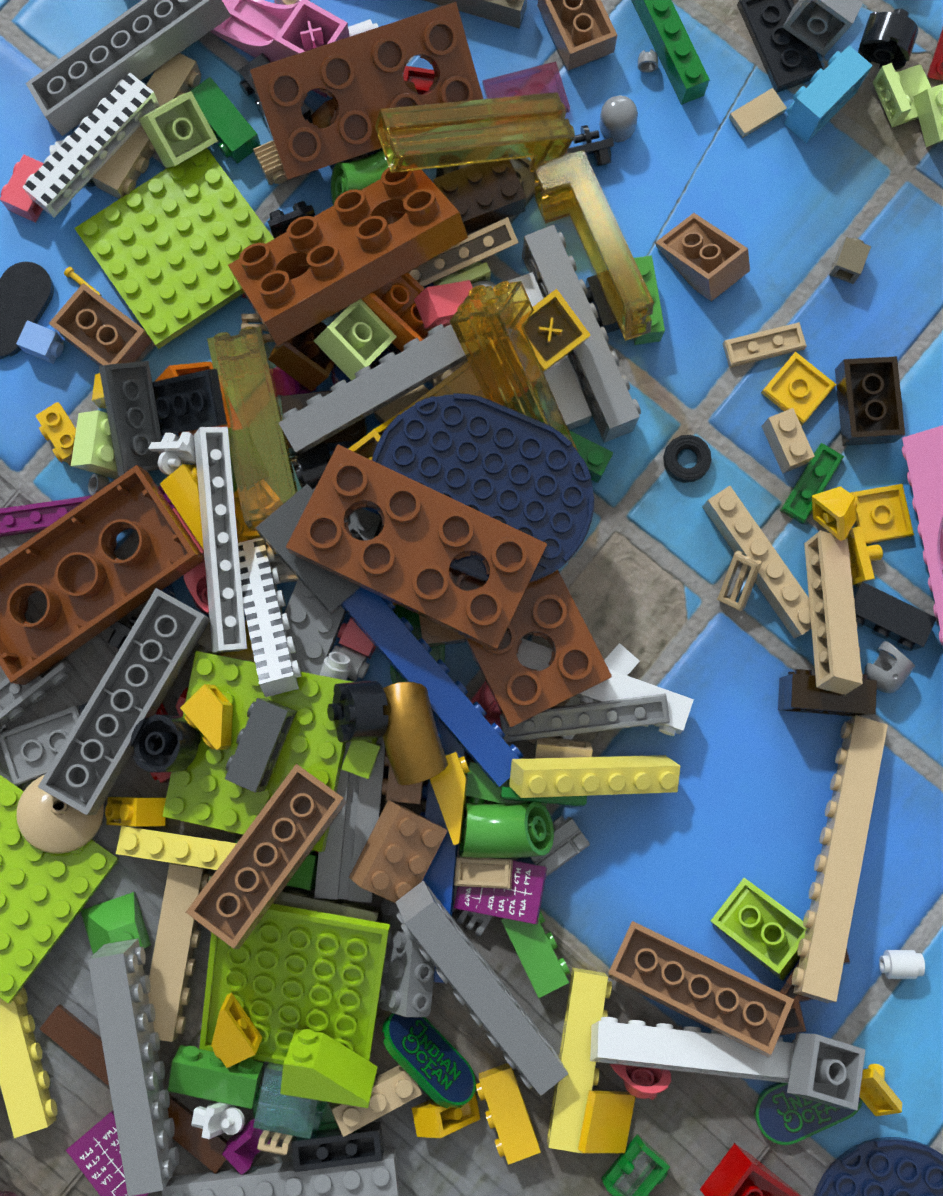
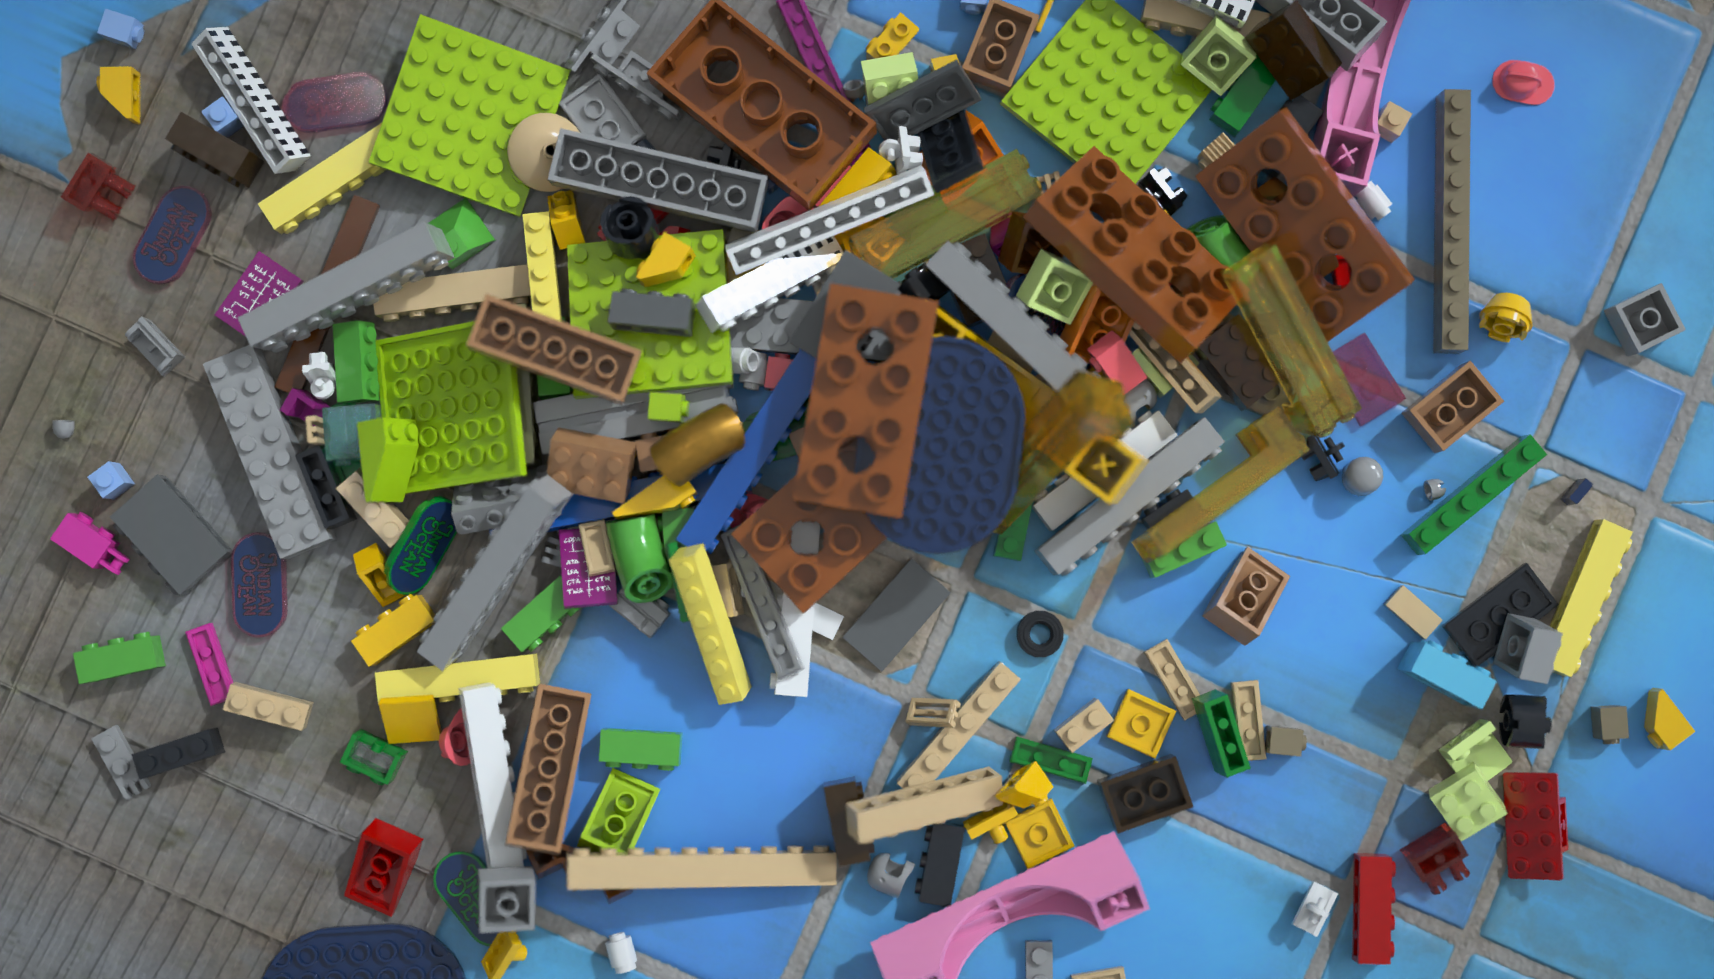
camera: 75 degrees right, 5 degrees up
(195, 55) = (1293, 50): none -> dark brown brick
(234, 1034) = (396, 367): yellow slope -> none
(358, 711) = (704, 392): black brick -> none
(631, 591) = (896, 614): none -> dark grey tile
(698, 886) = (640, 748): none -> bright green brick
(821, 289) = (1249, 717): none -> tan tile
(830, 312) = (1221, 733): none -> green brick

